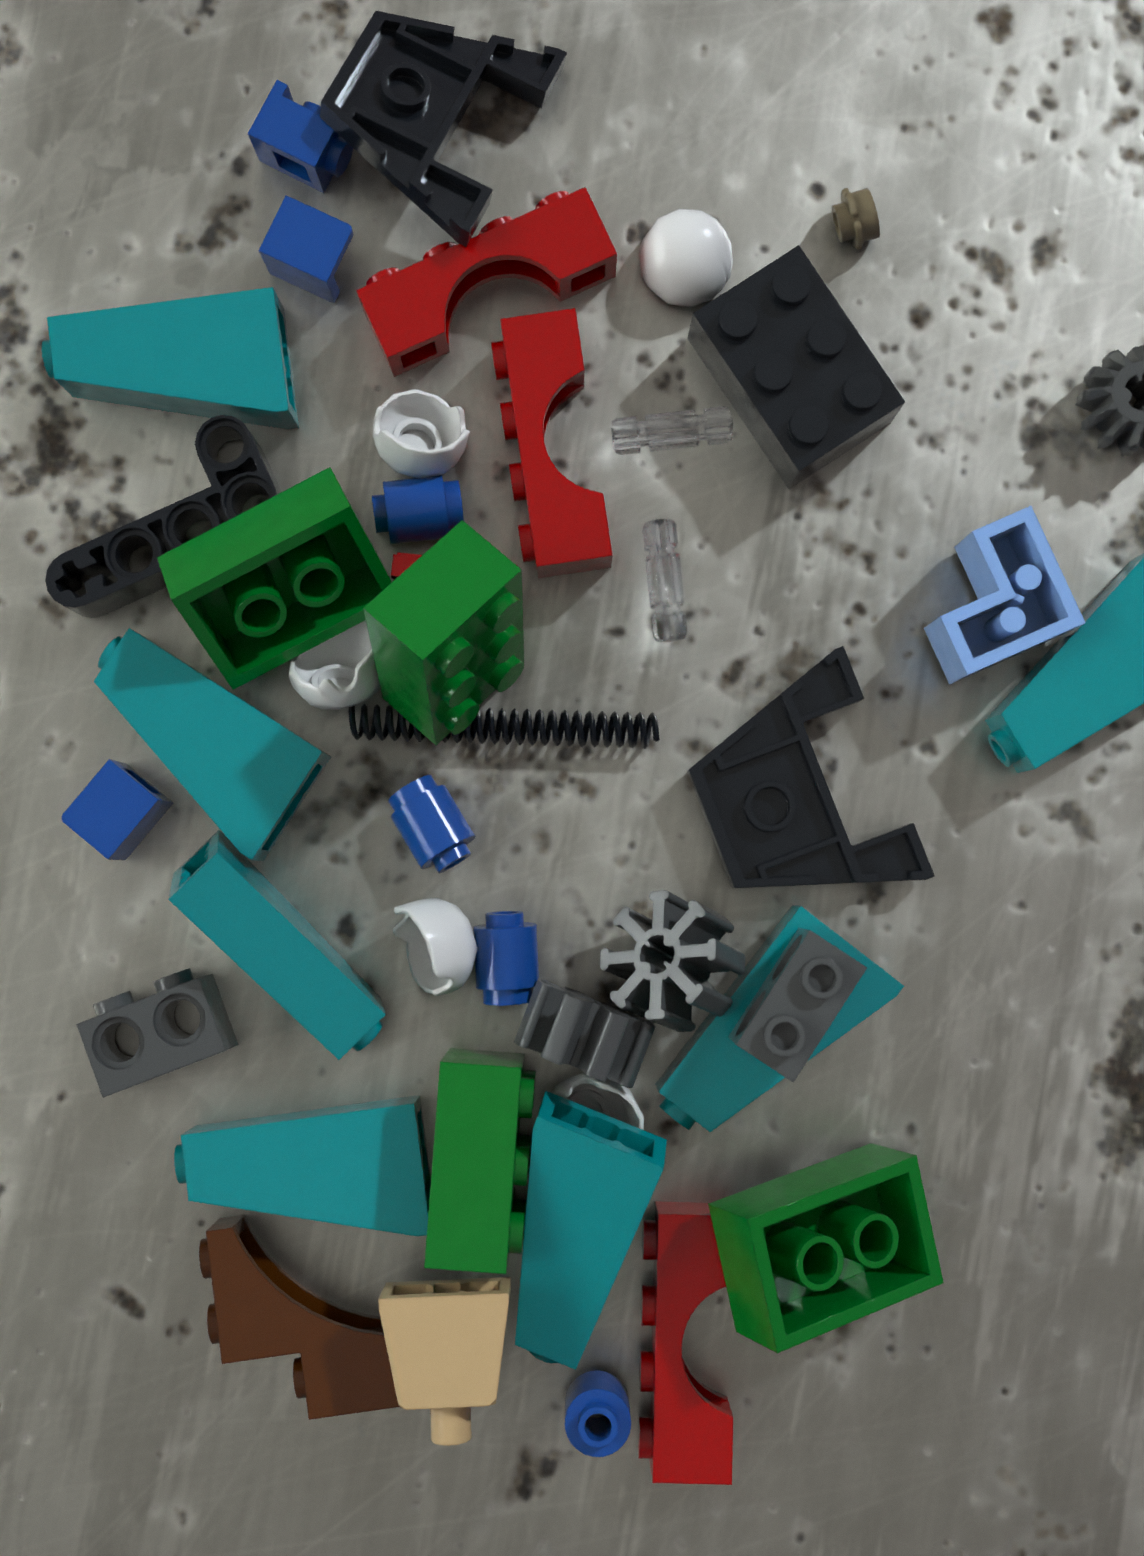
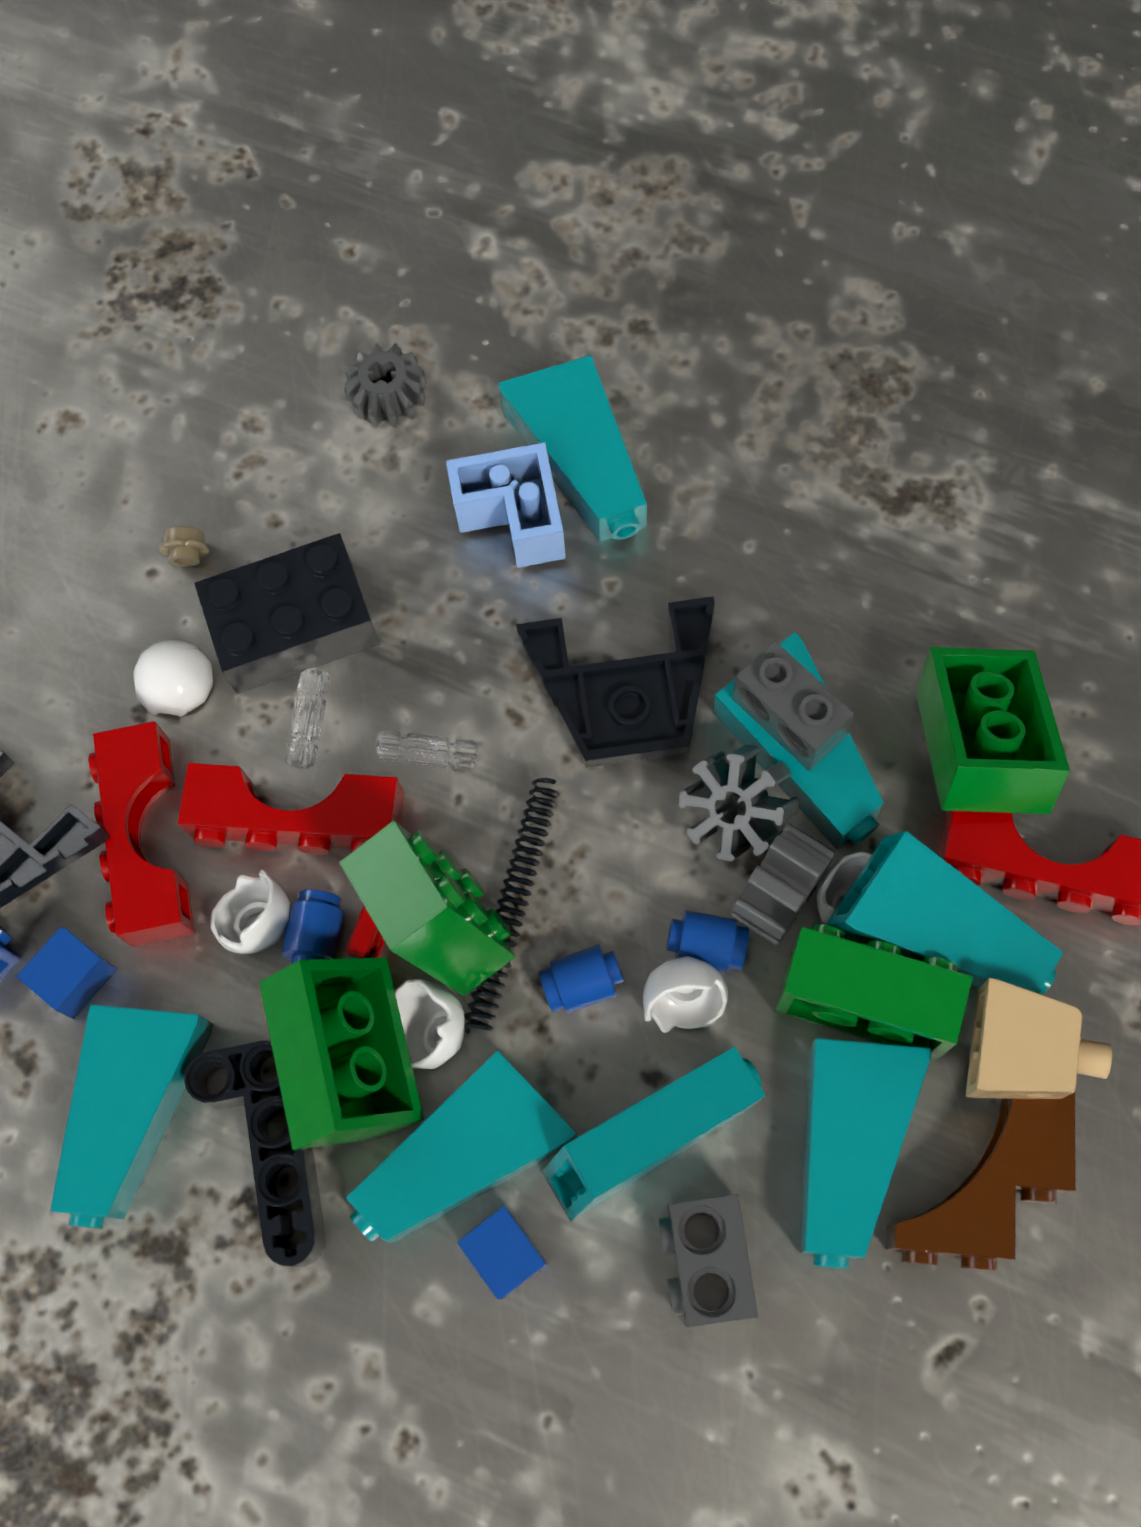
camera: 70 degrees left, 15 degrees down
(597, 1394) = (1103, 946): blue brick -> none

